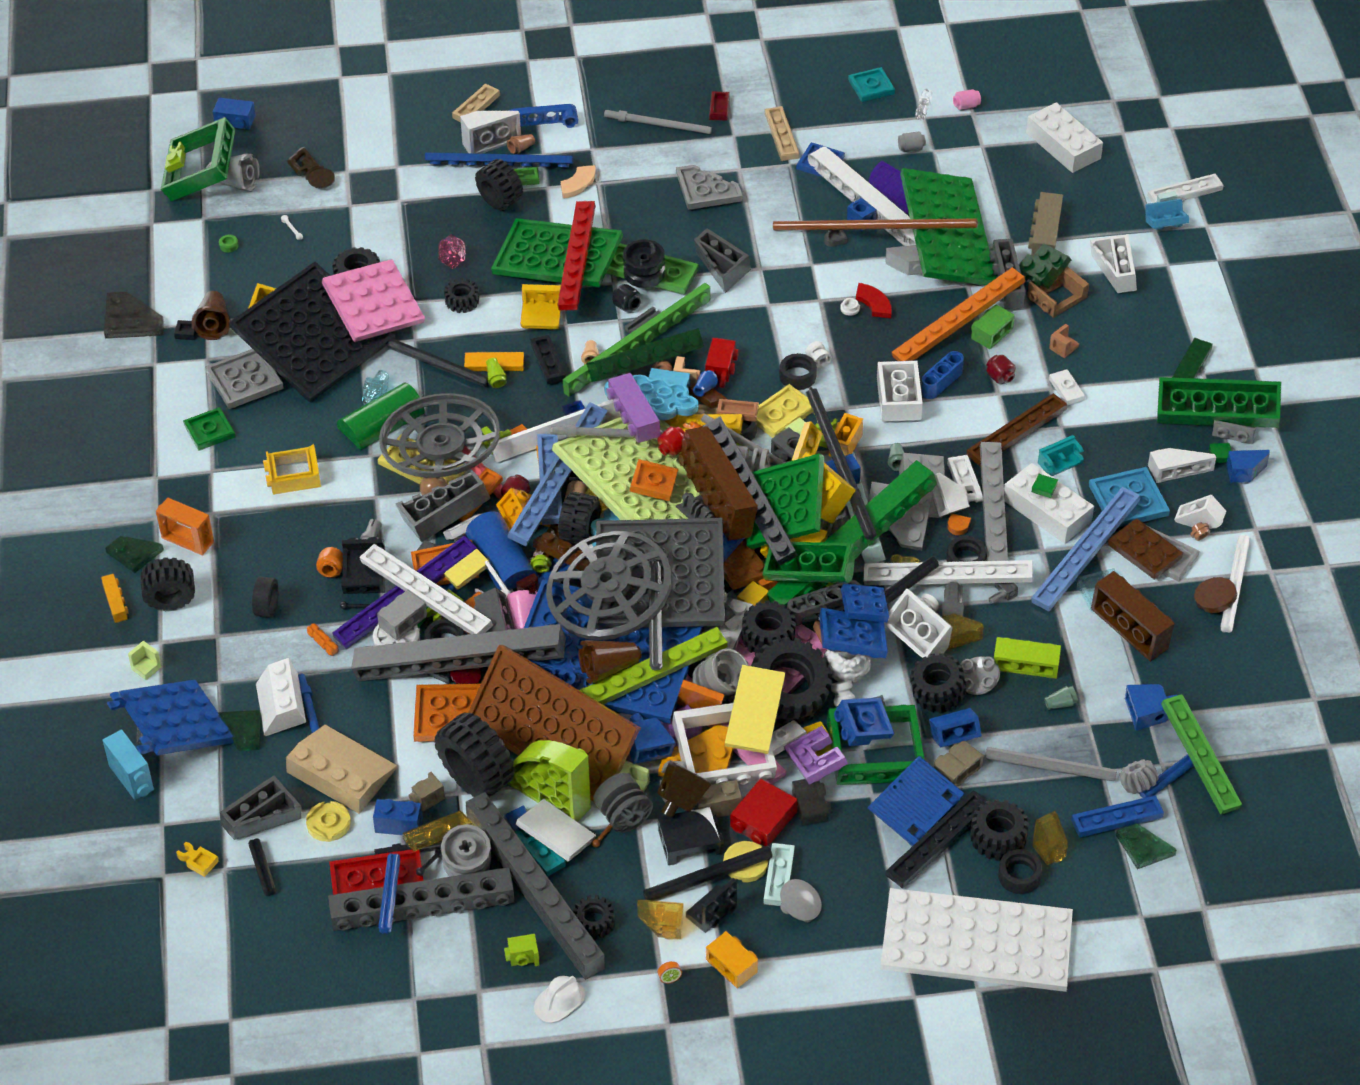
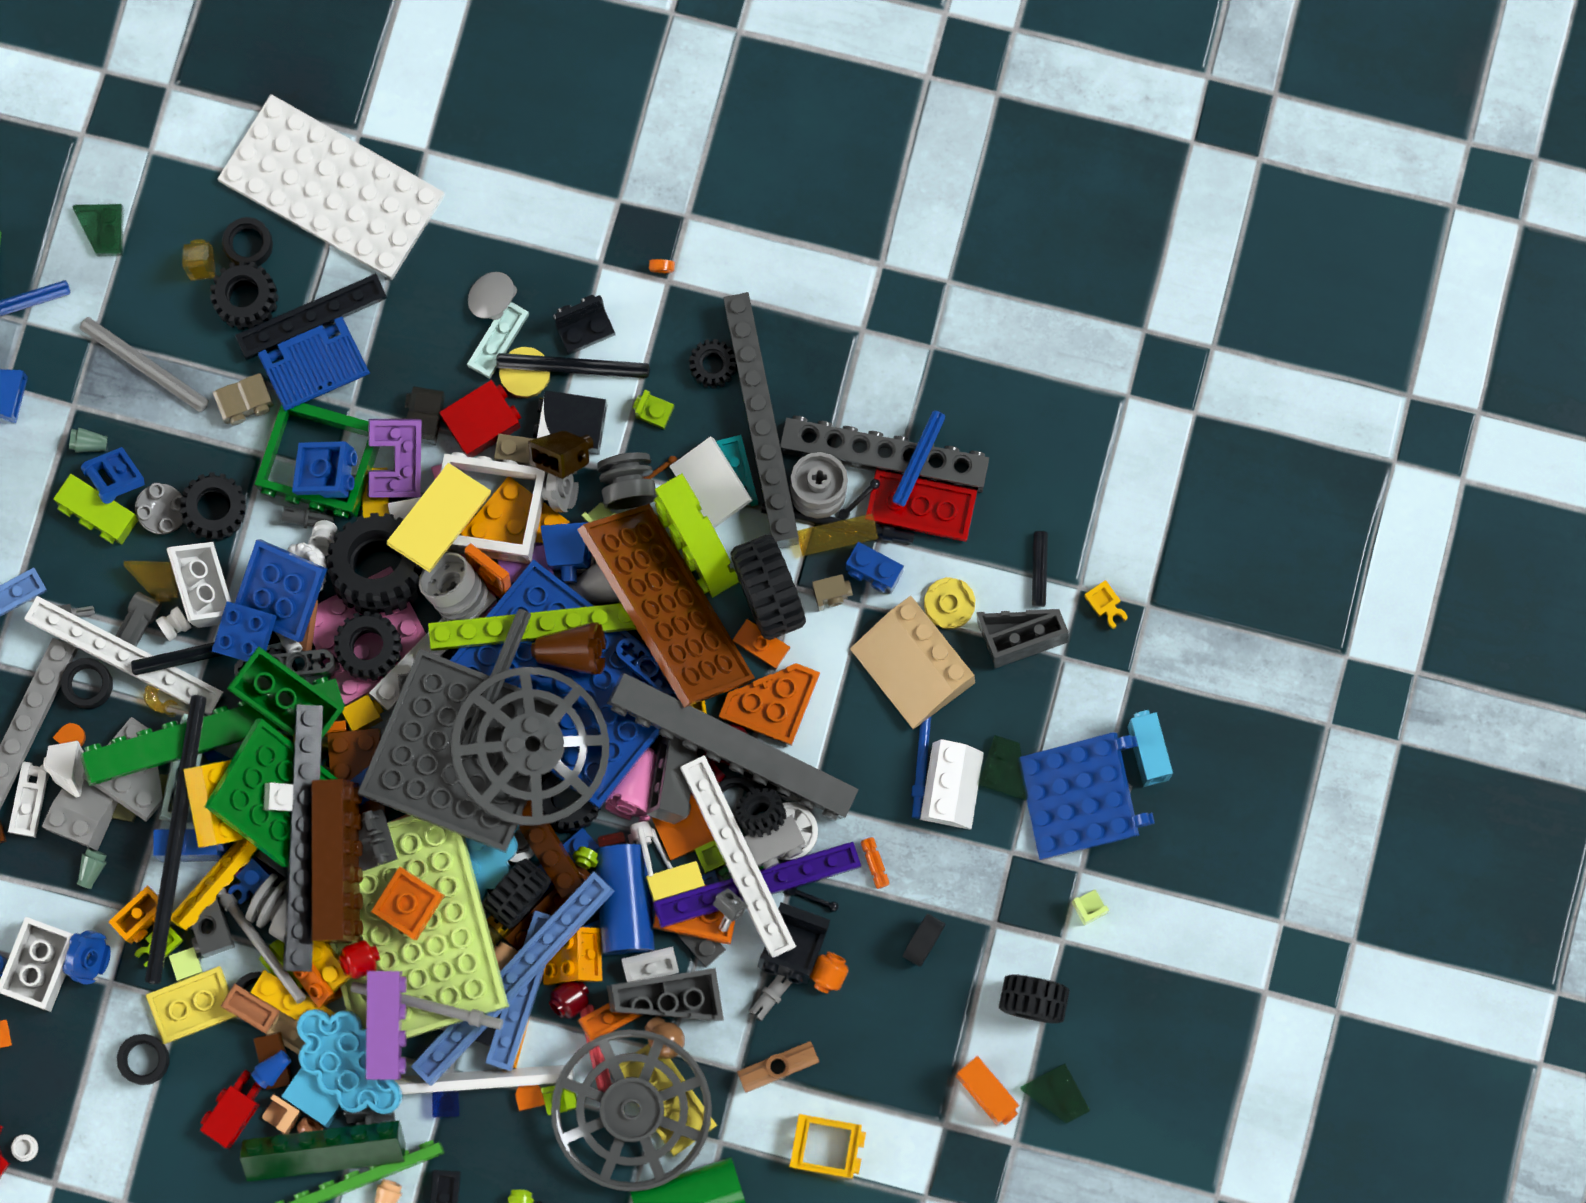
camera: 155 degrees left, 30 degrees up
(114, 598) = (1099, 1025): light orange piece -> none
(346, 499) = (794, 1059): none -> medium nougat piece
(413, 560) = (730, 906): none -> dark grey piece
(430, 619) = (764, 822): none -> black tyre
(512, 816) = (745, 523): blue tile -> none
(522, 950) = (802, 349): lime brick -> none
(559, 999) = (784, 285): white piece -> none
(627, 870) = (653, 410): none -> lime bracket
(662, 917) = (641, 331): clear yellow slope -> none
(732, 959) = (592, 250): light orange brick -> none
(778, 496) = (278, 797): none -> white plate
(817, 351) = (104, 1068): white wheel -> none
(869, 401) = (76, 963): none -> blue plate
(955, 727) = (224, 441): blue brick -> none
(1023, 683) = (118, 468): none -> blue plate
(1117, 816) = (110, 269): blue plate -> none
(1138, 776) = (59, 308): light grey gear -> none

